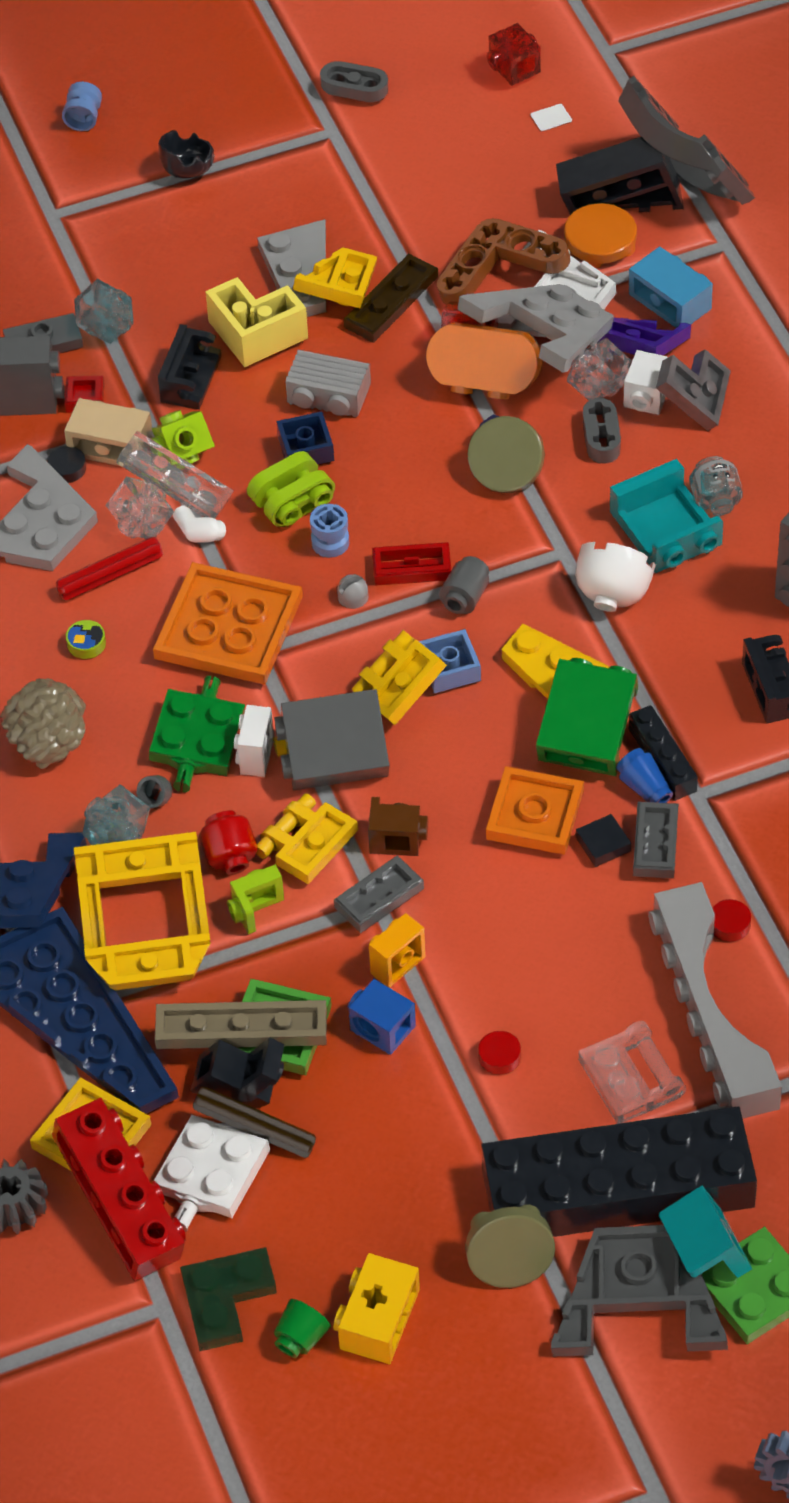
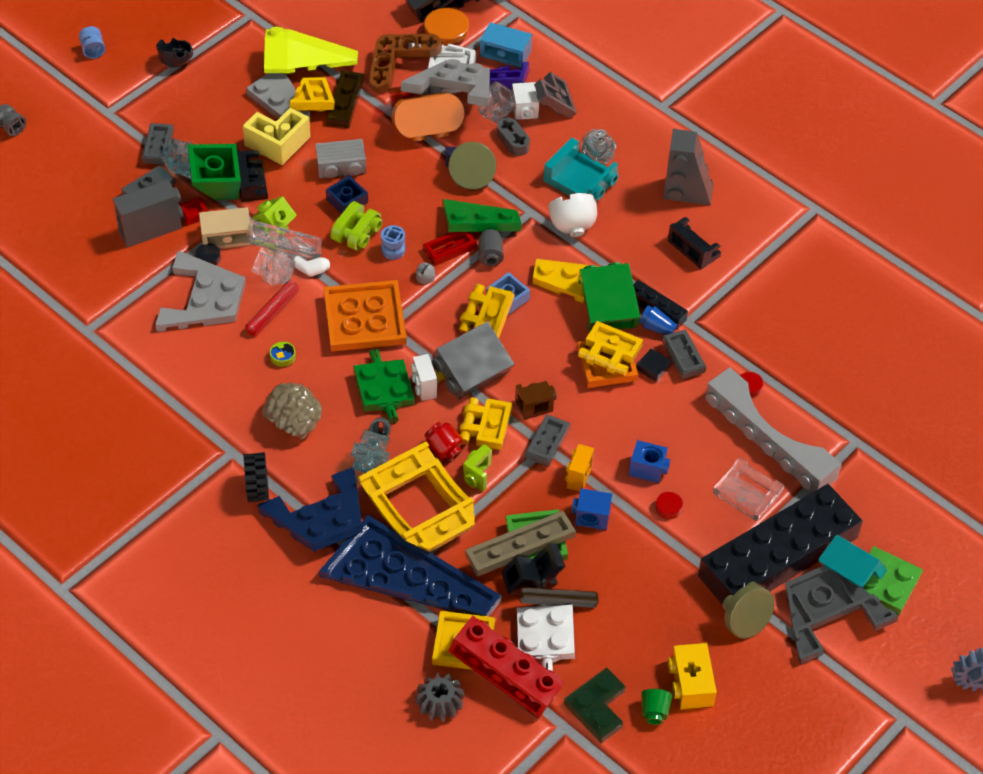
camera: 30 degrees left, 0 degrees up
(94, 266) = (157, 140): none -> dark grey plate
(133, 343) = (215, 170): none -> green slope
(354, 202) = (292, 50): none -> neon yellow wedge
(472, 533) = (478, 218): none -> green wing
(503, 963) = (642, 456): none -> blue brick
(550, 784) = (613, 342): none -> yellow plate

